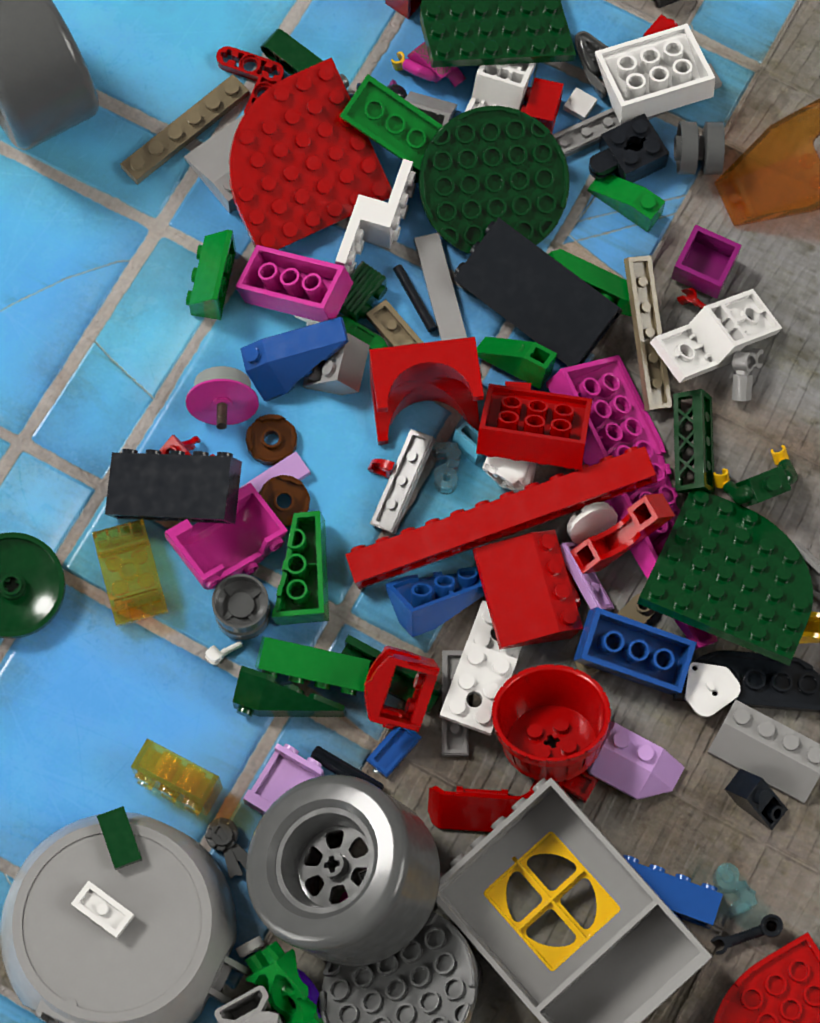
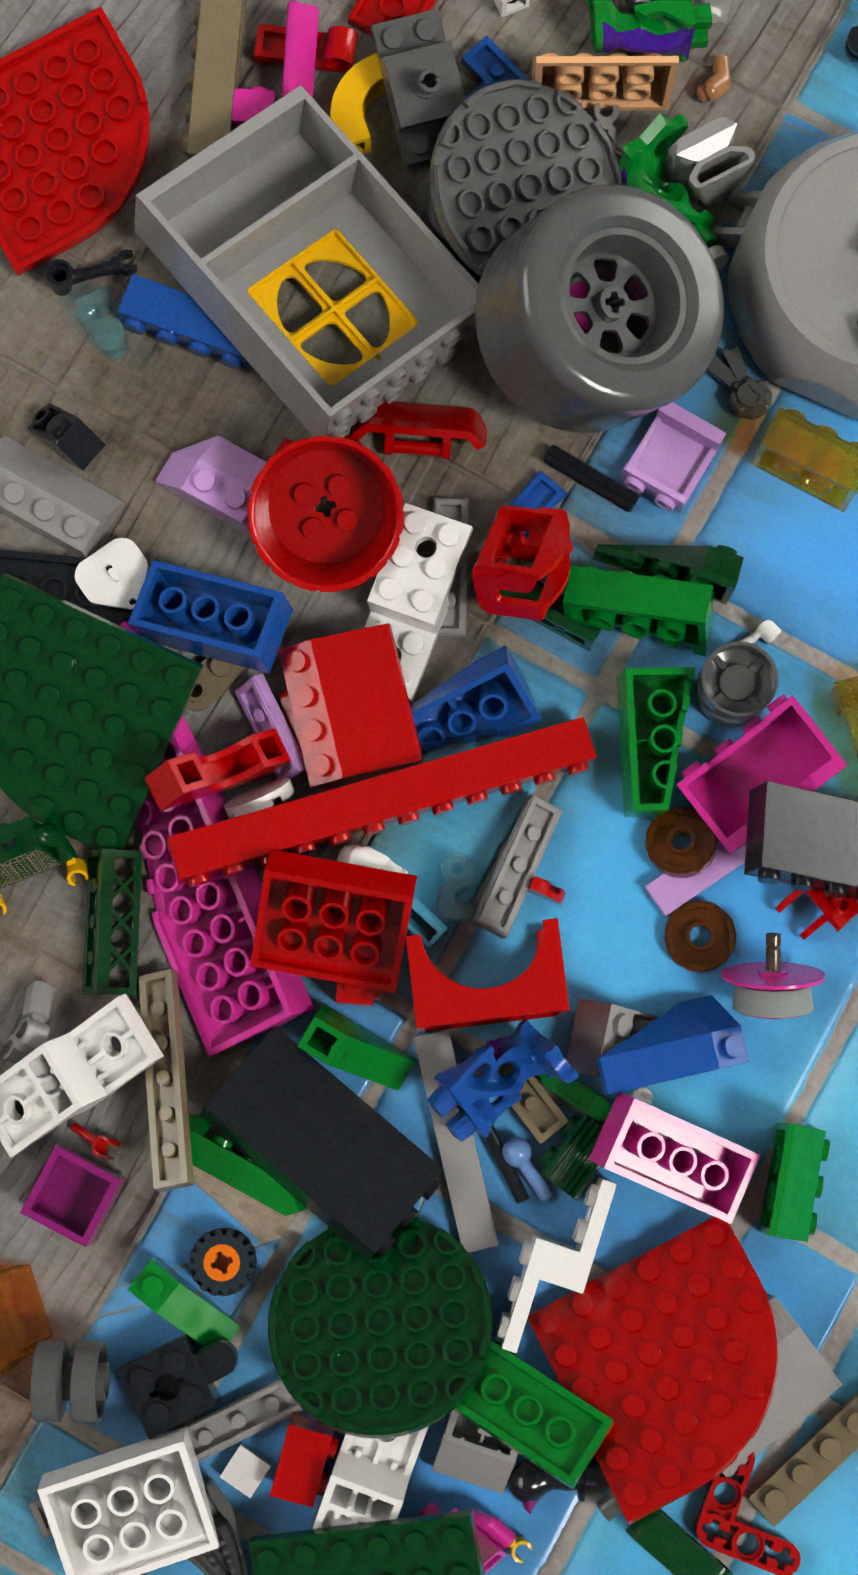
camera: 175 degrees left, 10 degrees up
(401, 294) = (517, 1154): none -> medium blue bar
(431, 323) = (477, 1079): none -> blue hips
(597, 233) = (235, 1256): none -> black wheel

